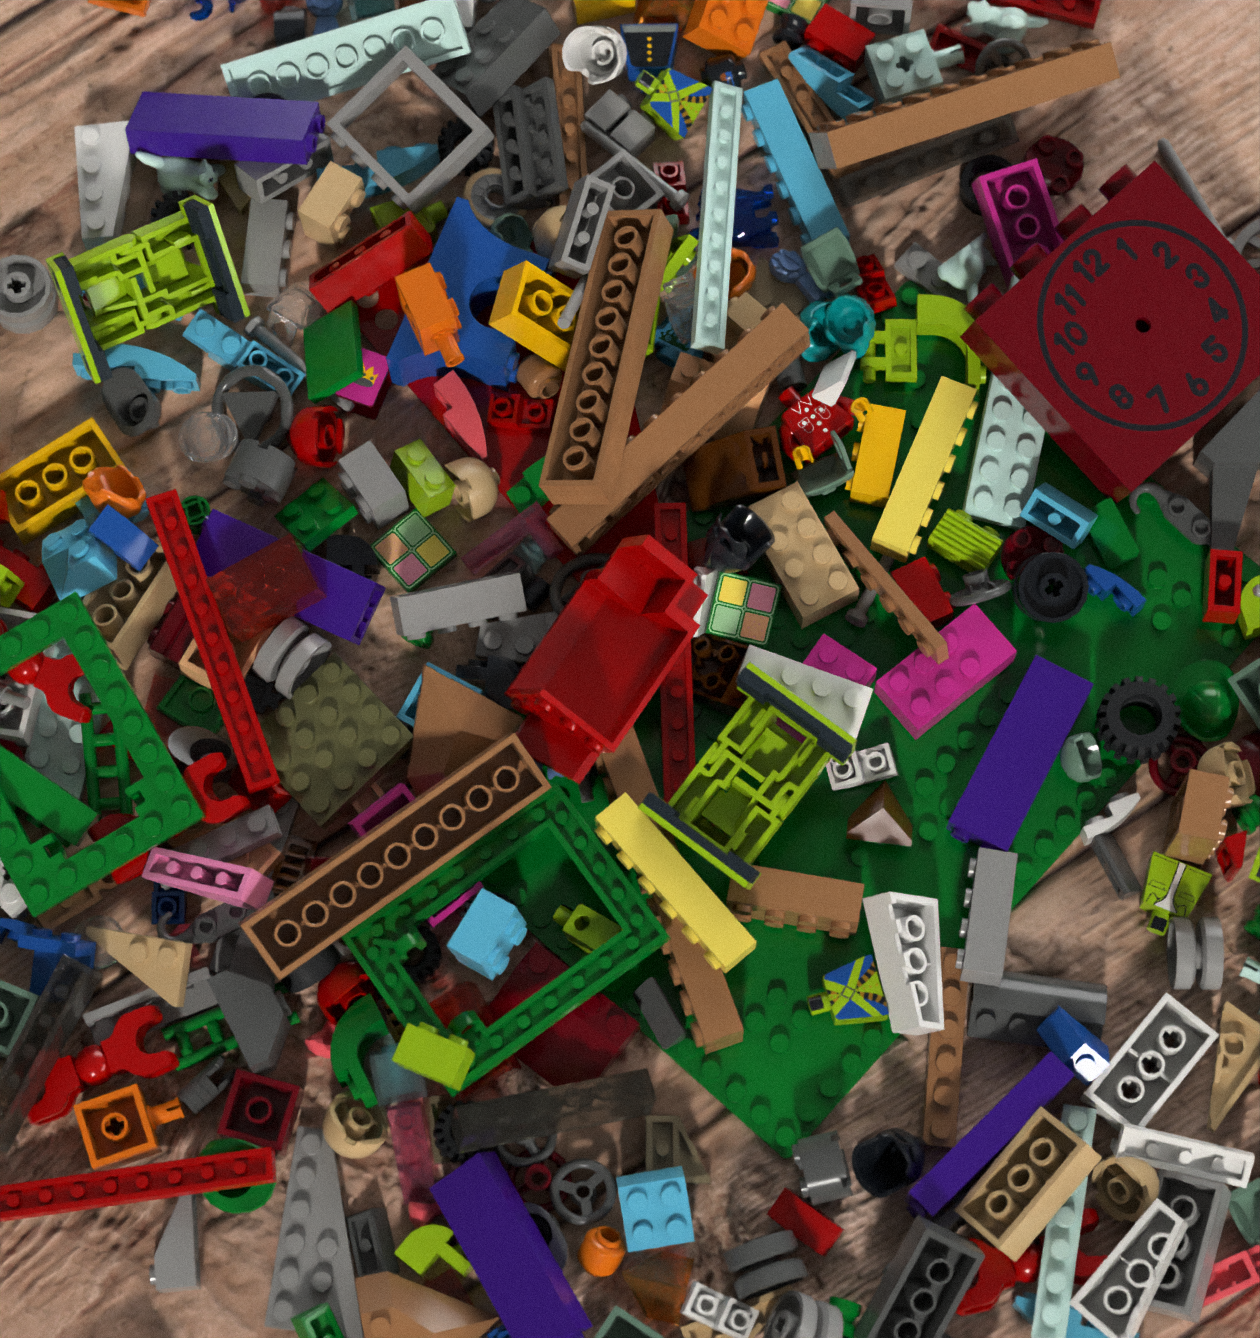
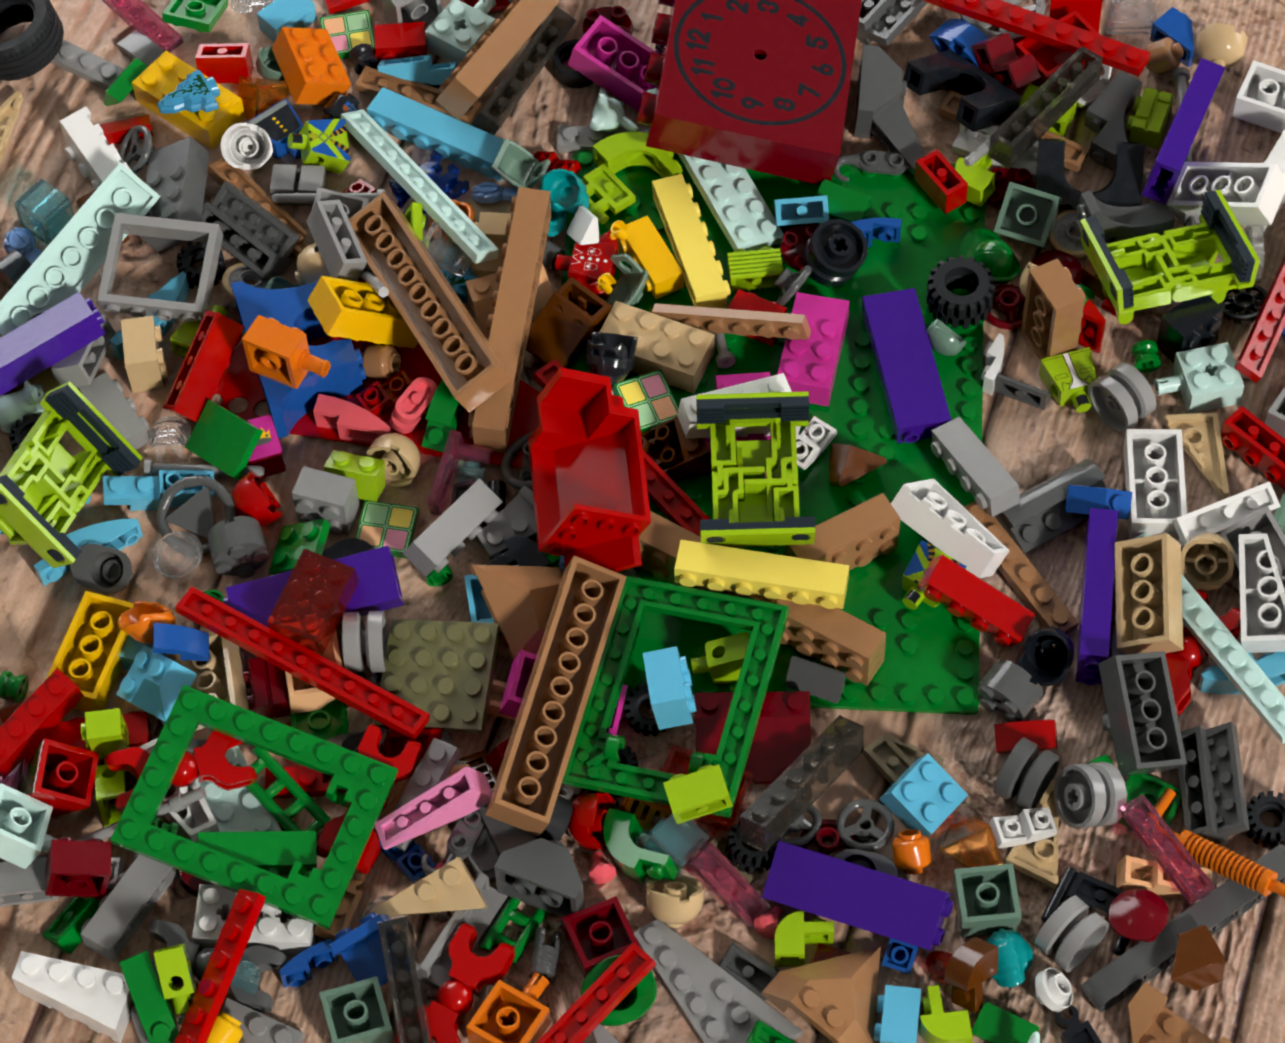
camera: 40 degrees left, 15 degrees down
(523, 447) = (412, 405): none -> coral brick
(867, 1056) = (975, 601): none -> red brick

